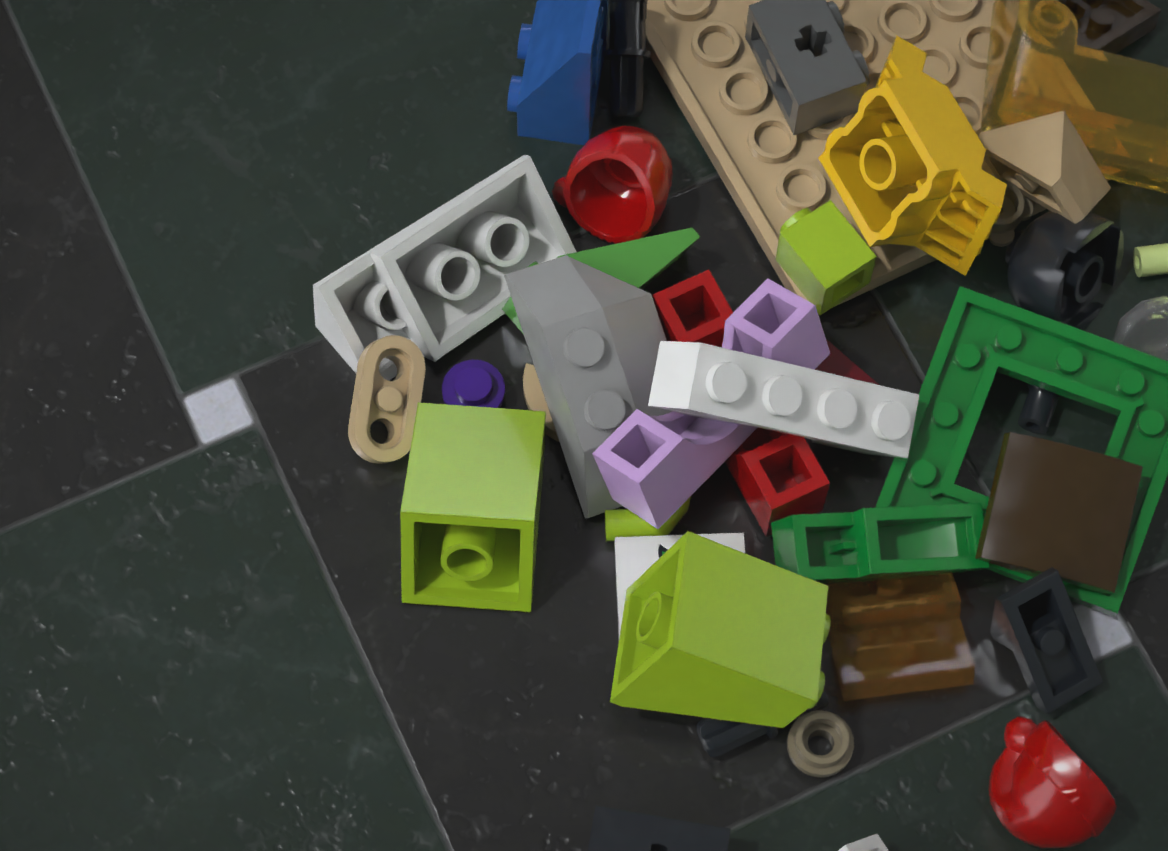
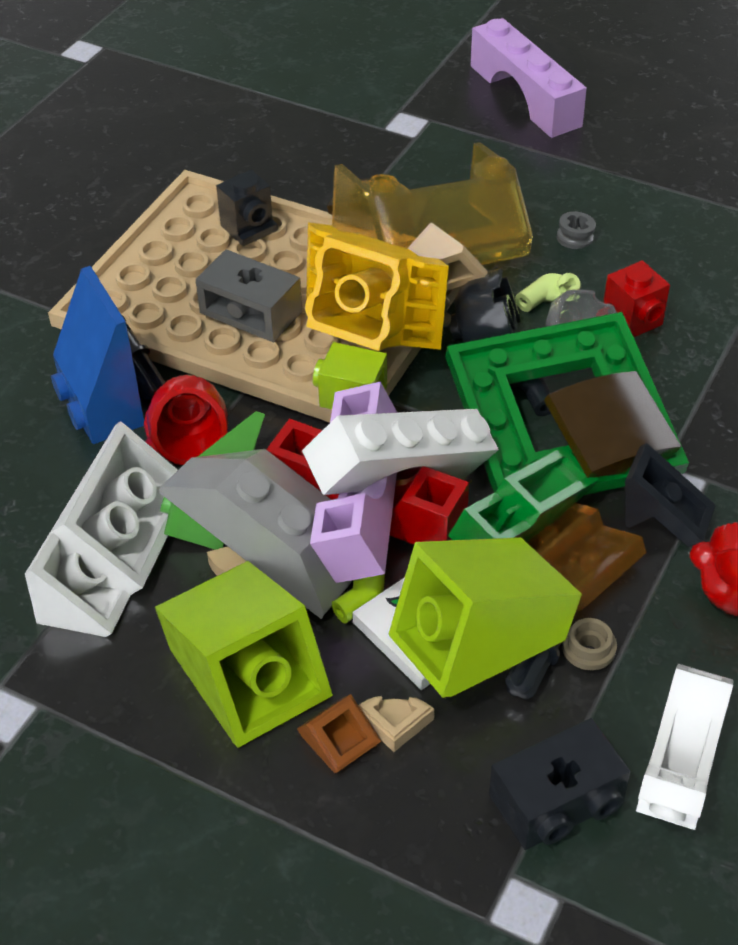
camera: 35 degrees left, 20 degrees down
(385, 400) = (131, 627): tan plate -> none
(473, 384) = (179, 581): dark purple plate -> none
(502, 658) = (339, 733): none -> dark orange slope
(568, 681) = (397, 719): none -> tan tile

